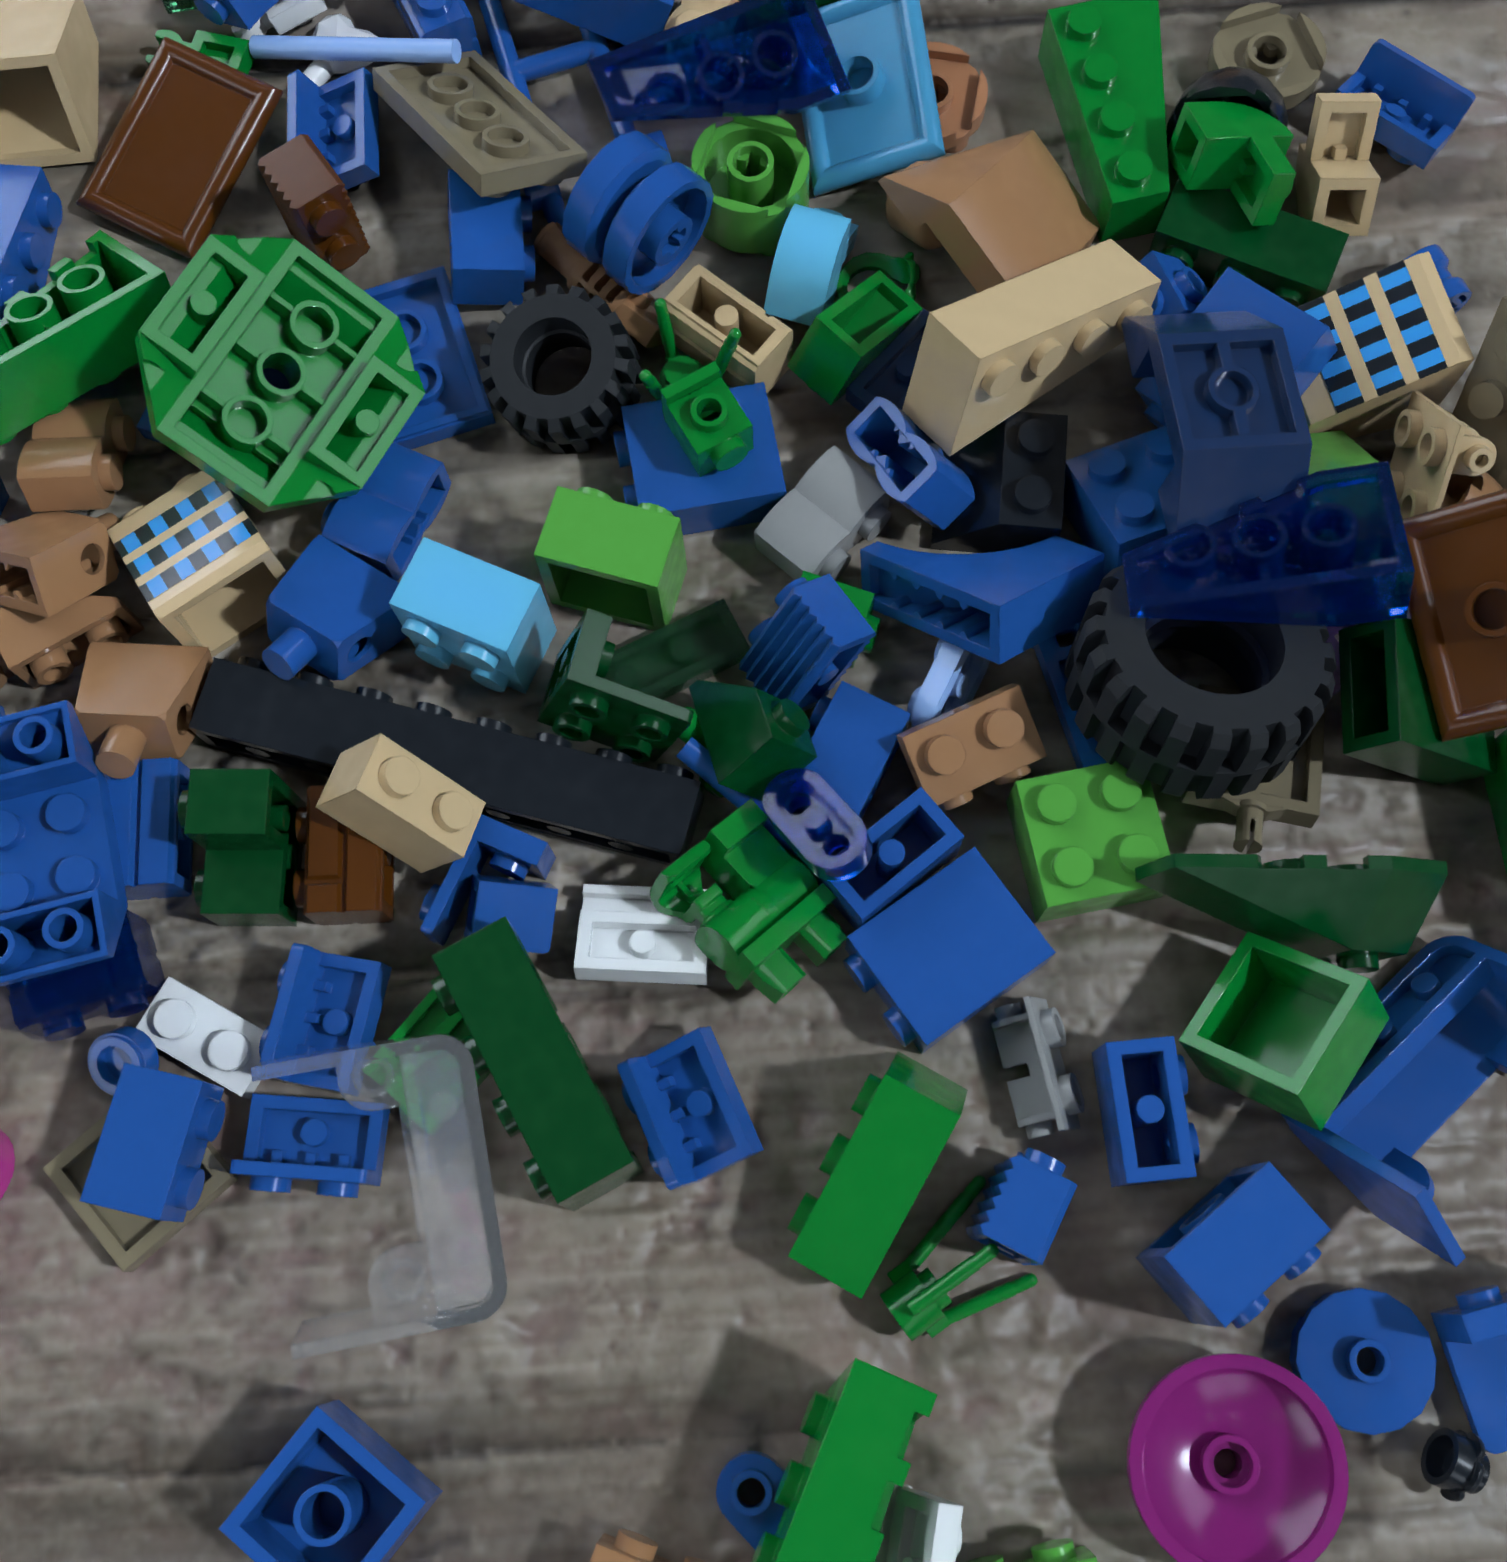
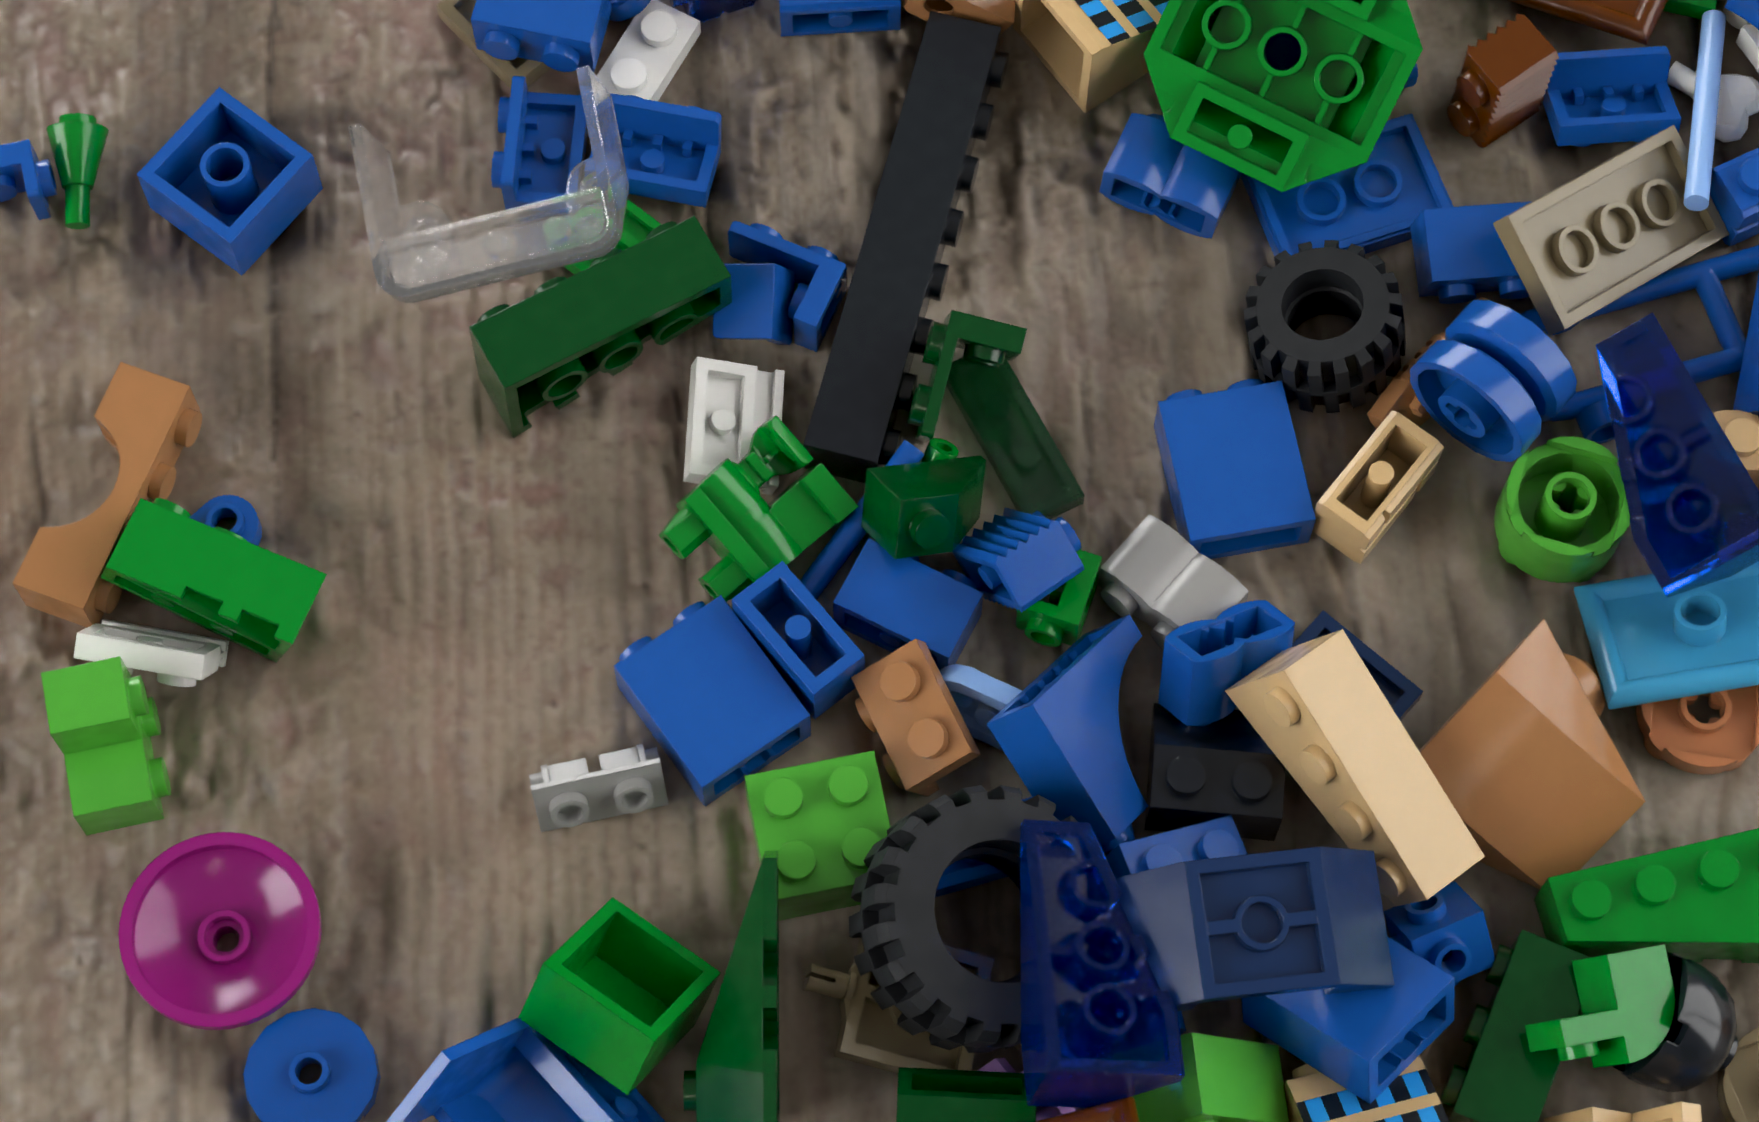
camera: 85 degrees right, 5 degrees down
(249, 843) = (815, 77): dark green brick -> none
(329, 614) = (1051, 129): blue torso -> none
(343, 872) = (813, 161): reddish brown brick -> none
(401, 804) = (847, 192): tan brick -> none
(473, 616) = (1044, 251): medium azure brick -> none
(612, 557) = (1112, 377): bright green piece -> none
(679, 365) = (1328, 447): green plant -> none
(688, 410) = (1249, 476): green brick -> none
(689, 1109) = (563, 462): blue bracket -> none
(808, 263) = (1468, 567): medium azure brick -> none
(821, 827) = (816, 556): clear blue plate -> none
(852, 335) = (1386, 615): green slope -> none
(876, 1173) = (504, 626): green wedge -> none
(896, 268) = (1429, 668): green piece -> none
(920, 1298) = (386, 672): green plant -> none
(1023, 1206) = (458, 745): blue brick -> none
(1145, 1111) = (546, 869): blue brick -> none
(1235, 1247) = (418, 933): blue brick -> none

